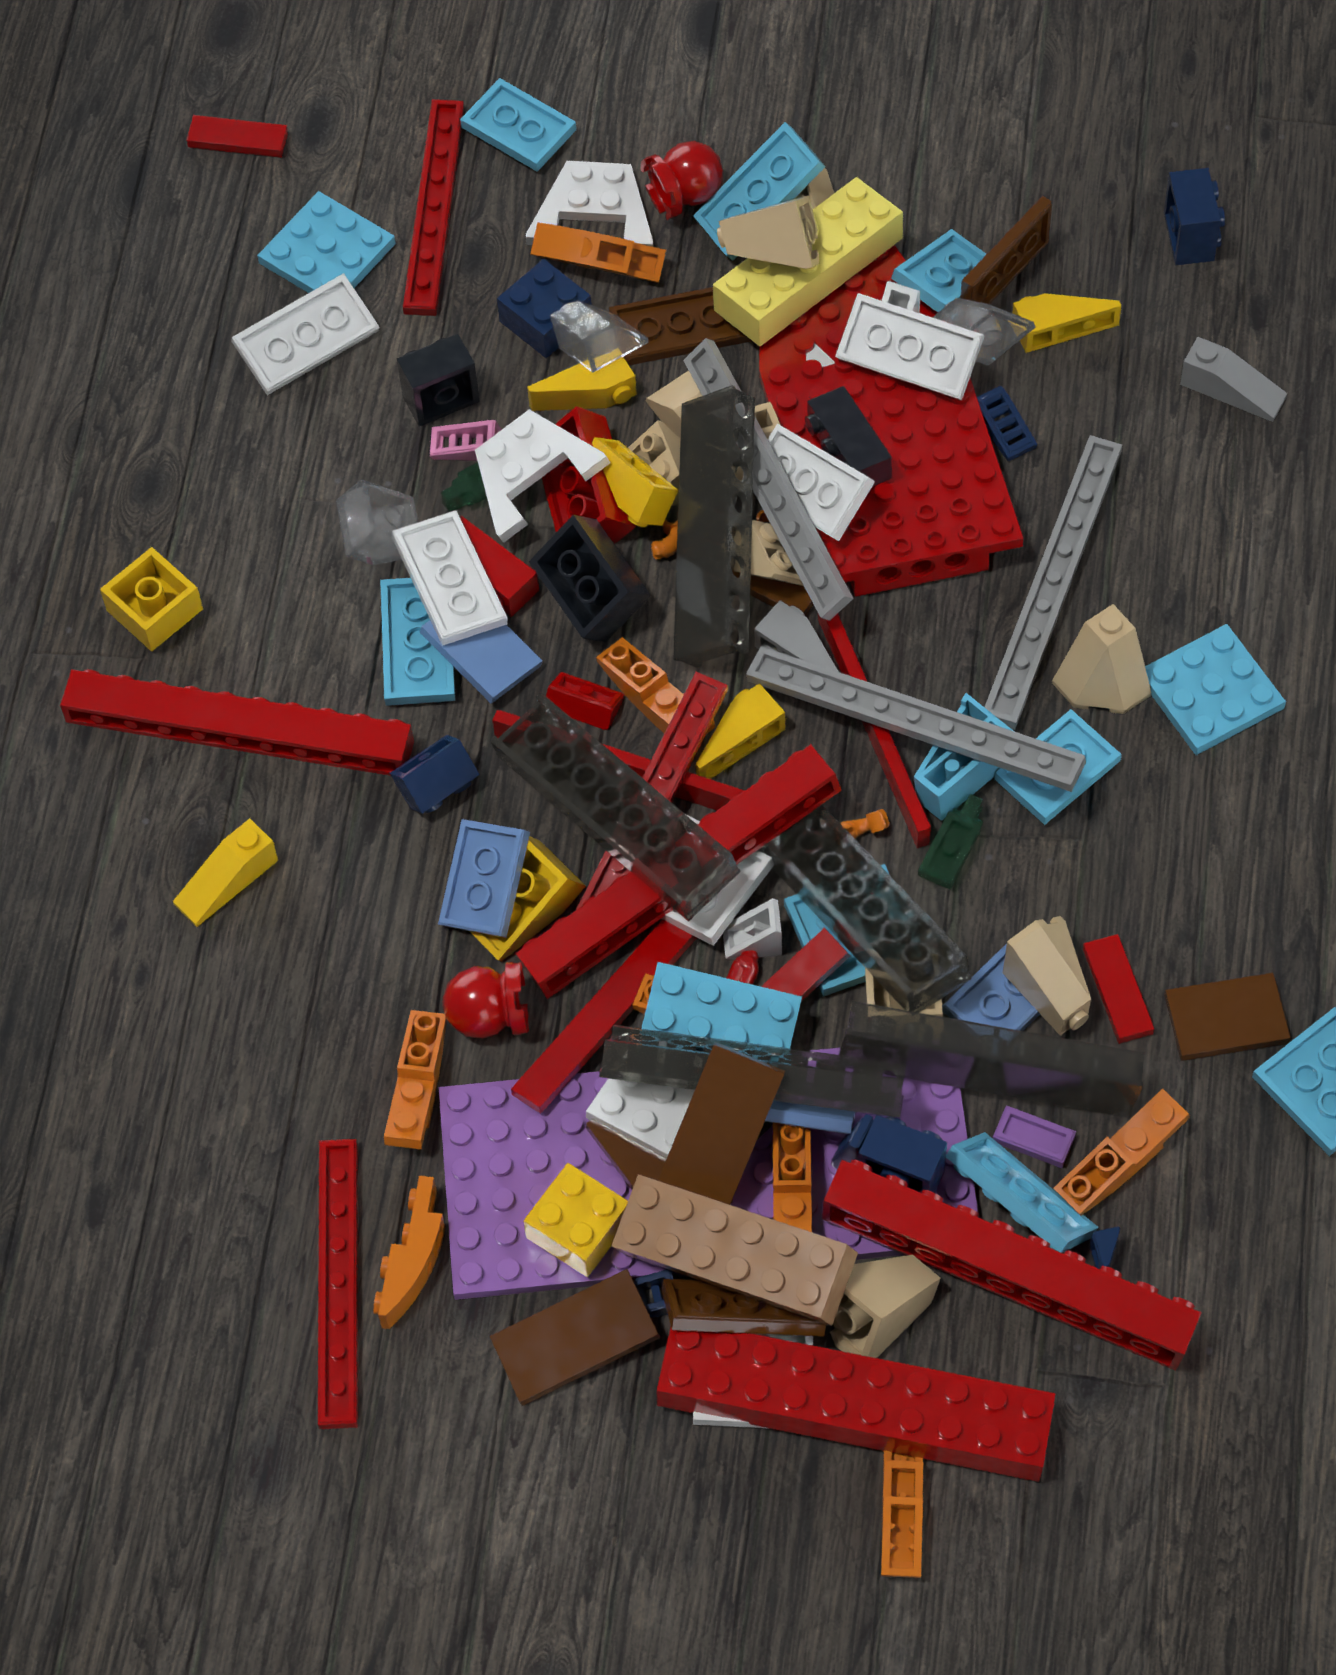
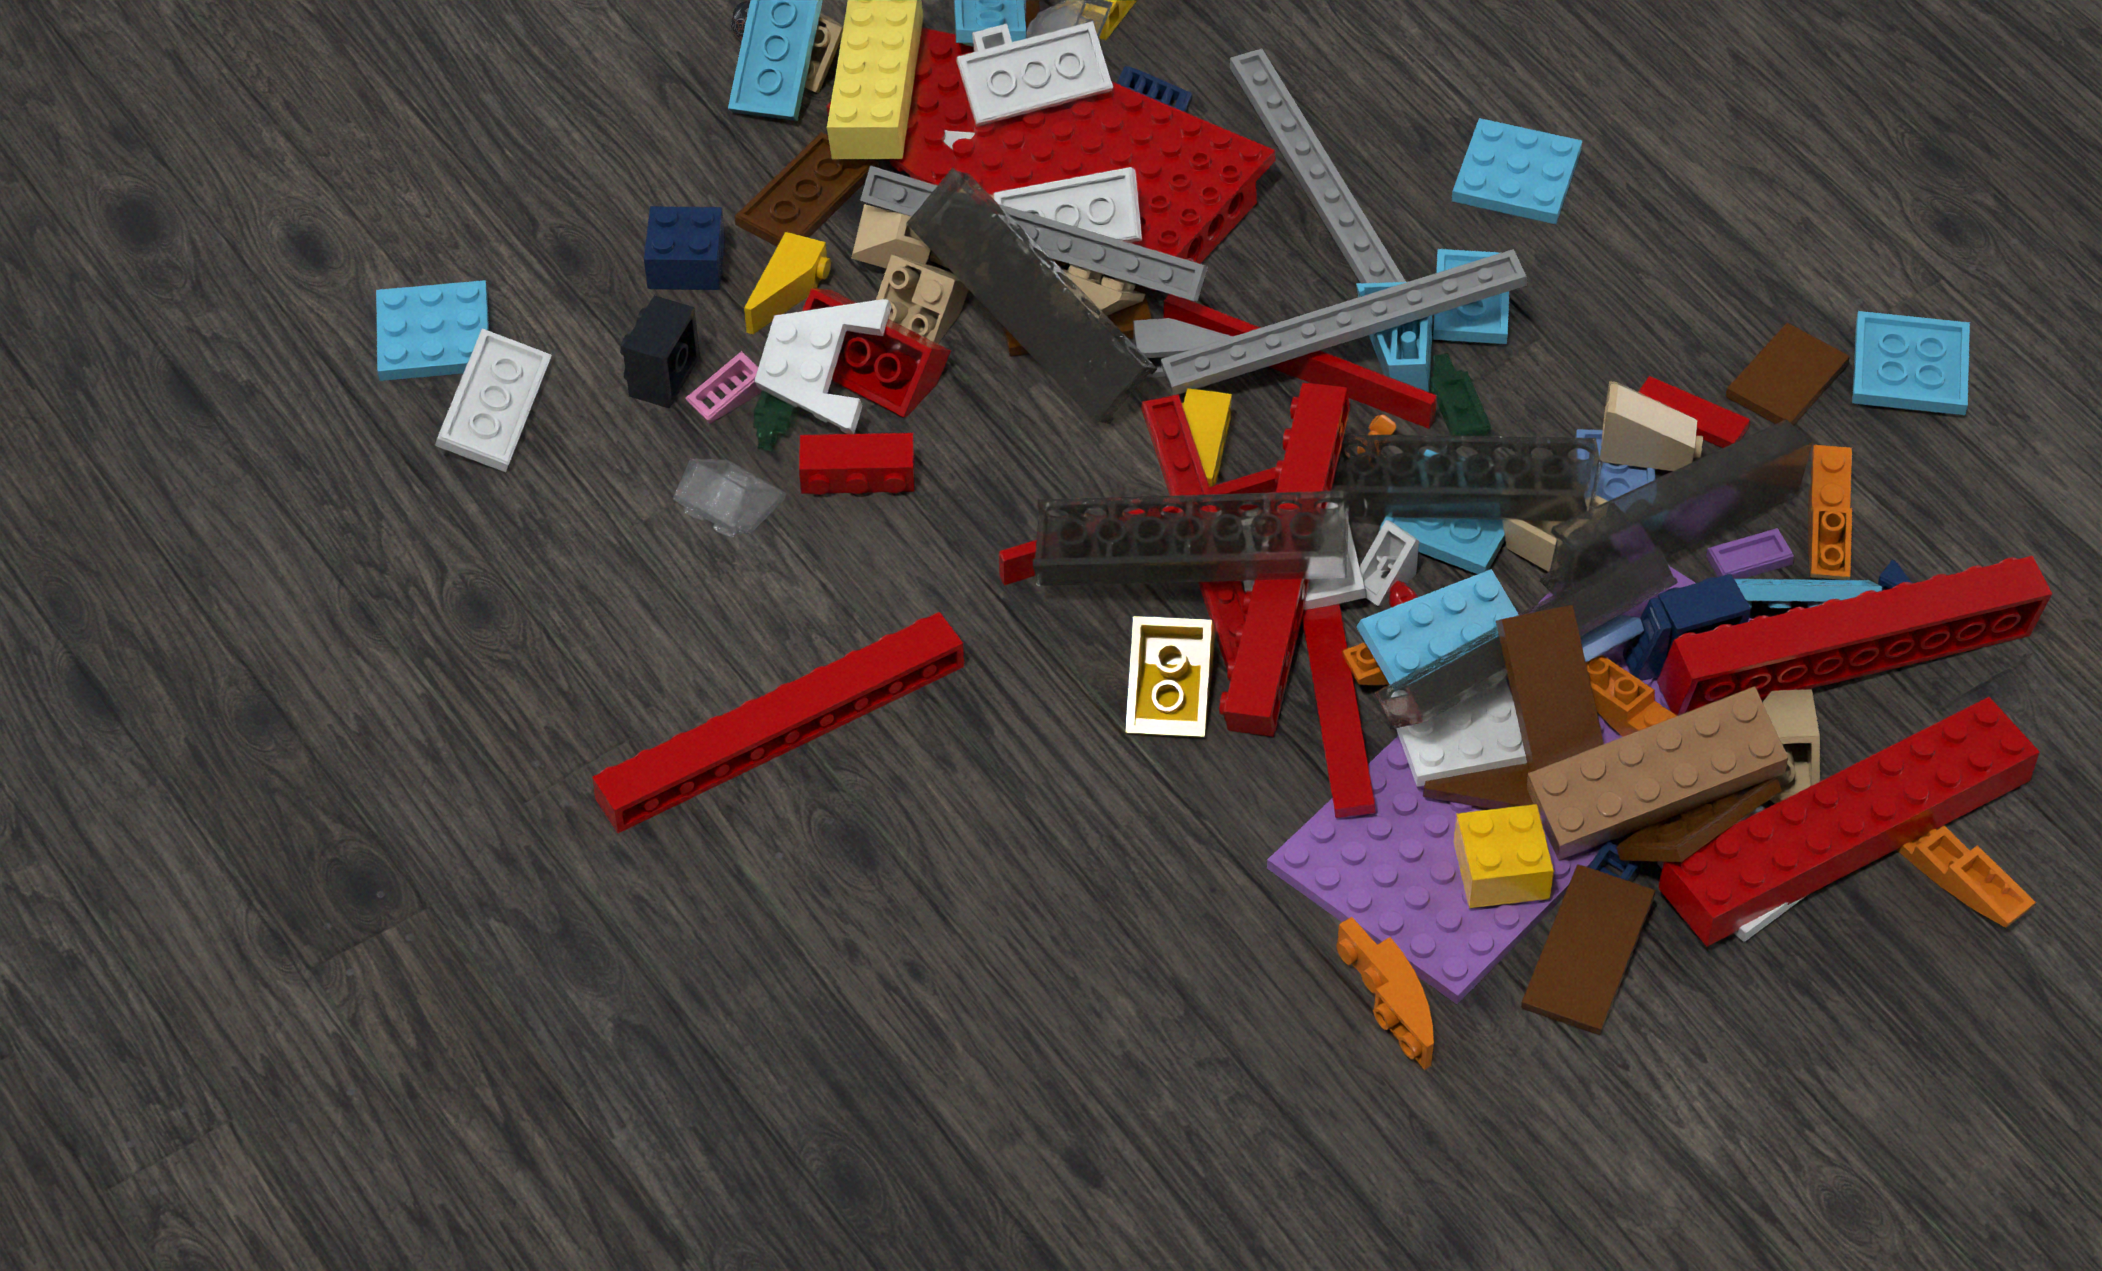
camera: 45 degrees left, 10 degrees down
(151, 599) = (597, 678): yellow brick -> none
(227, 872) = (904, 835): yellow slope -> none
(237, 136) = (248, 297): red tile -> none
(338, 1285) = (1355, 1064): red tile -> none
(411, 664) = (861, 556): medium azure plate -> none
(417, 1080) = (1243, 867): orange slope -> none
(433, 208) = (492, 242): red tile -> none
(435, 774) = (999, 636): dark blue brick -> none
(449, 577) = (848, 482): white tile -> none
(484, 878) = (1133, 677): medium blue tile -> none
(484, 1001) = (1244, 760): red tile -> none
(488, 660) = (924, 521): medium blue tile -> none
(518, 124) = (498, 134): medium azure plate -> none
(585, 700) = (1024, 507): red slope -> none
(589, 578) = (964, 405): black brick -> none
(594, 335) = (760, 233): clear slope -> none
(595, 194) = (628, 143): white wing -> none
(598, 251) = (681, 178): orange slope -> none
(636, 485) = (932, 315): yellow slope -> none
(642, 683) = (1095, 459): orange slope -> none
(668, 545) = (987, 350): orange arm -> none
(685, 176) = (694, 82): red tile -> none
(773, 234) = (848, 49): tan slope -> none
(809, 966) = (1459, 549): red tile -> none
(848, 434) = (1049, 158): black brick -> none
(1104, 665) = (1433, 198): tan slope -> none

